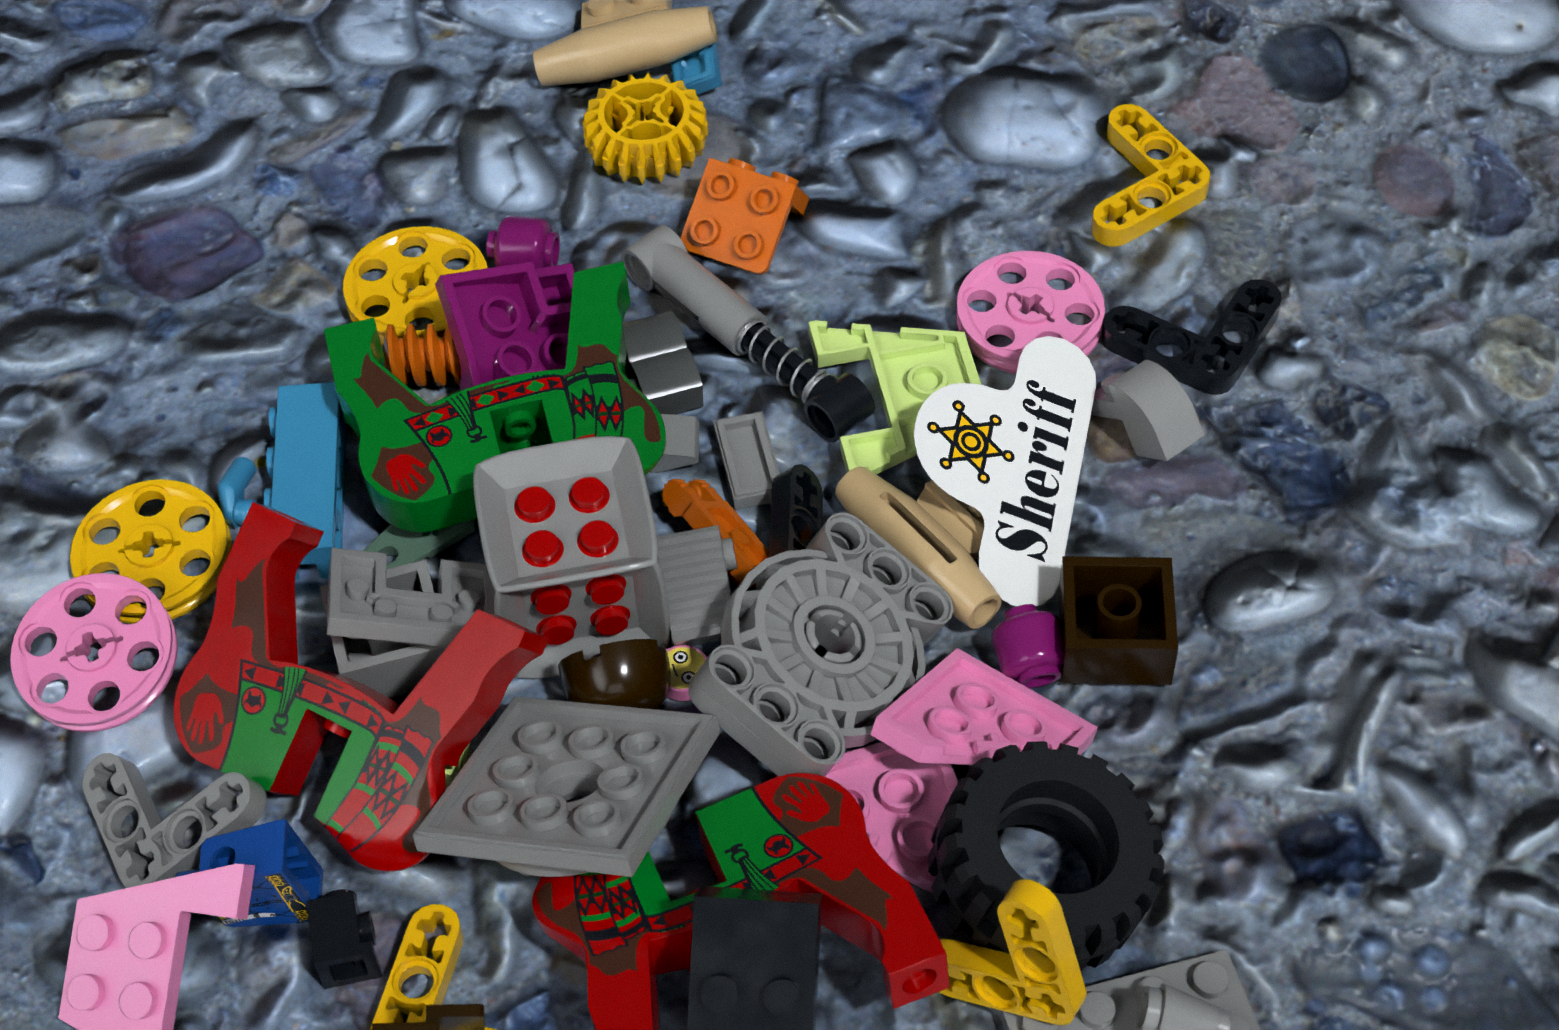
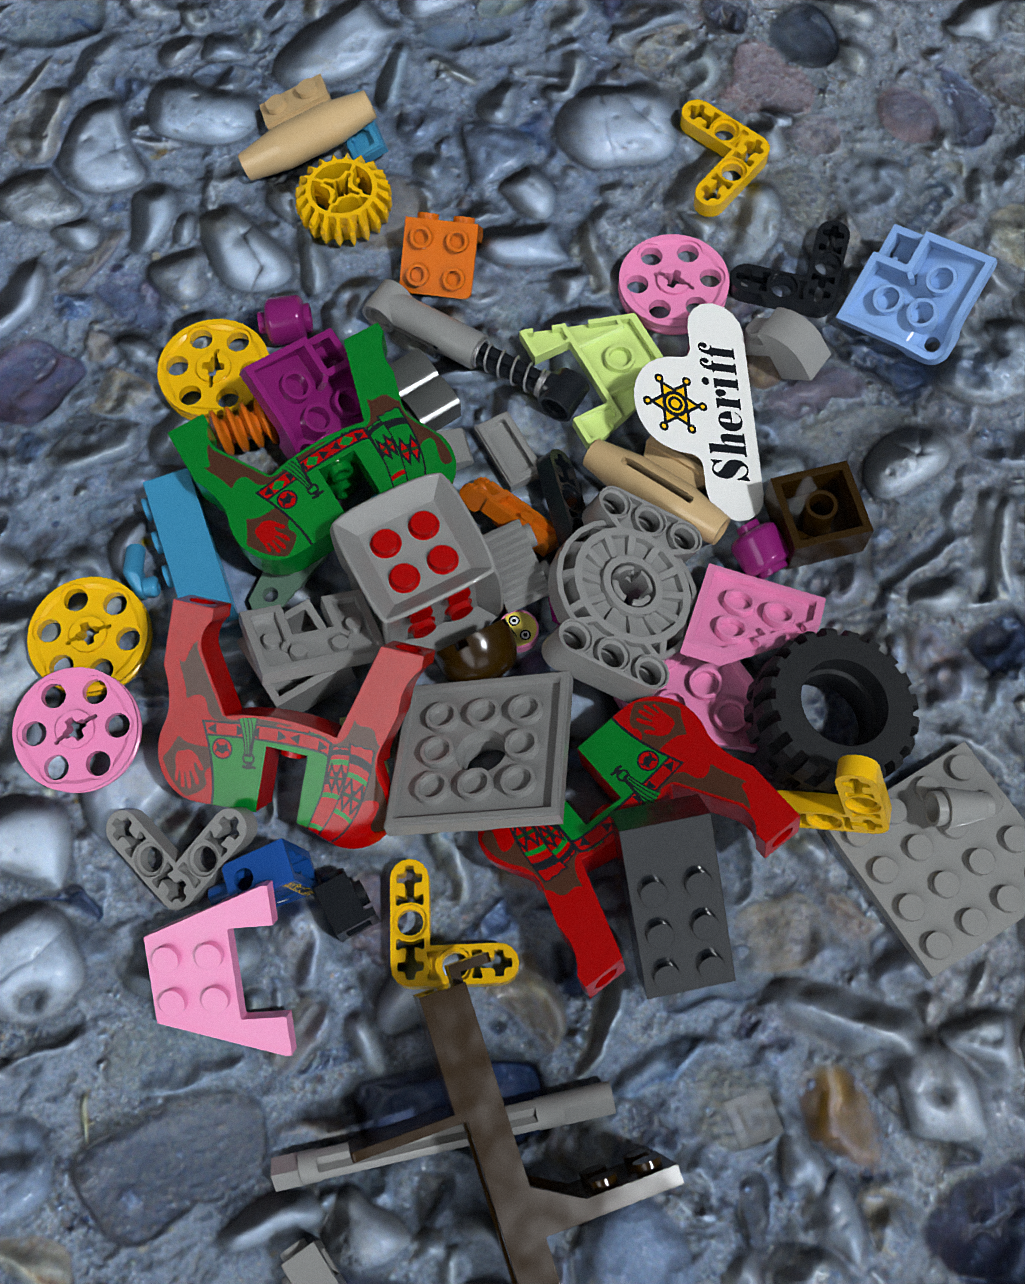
camera: 15 degrees left, 15 degrees up
(1341, 387) = (917, 293): none -> light blue slope

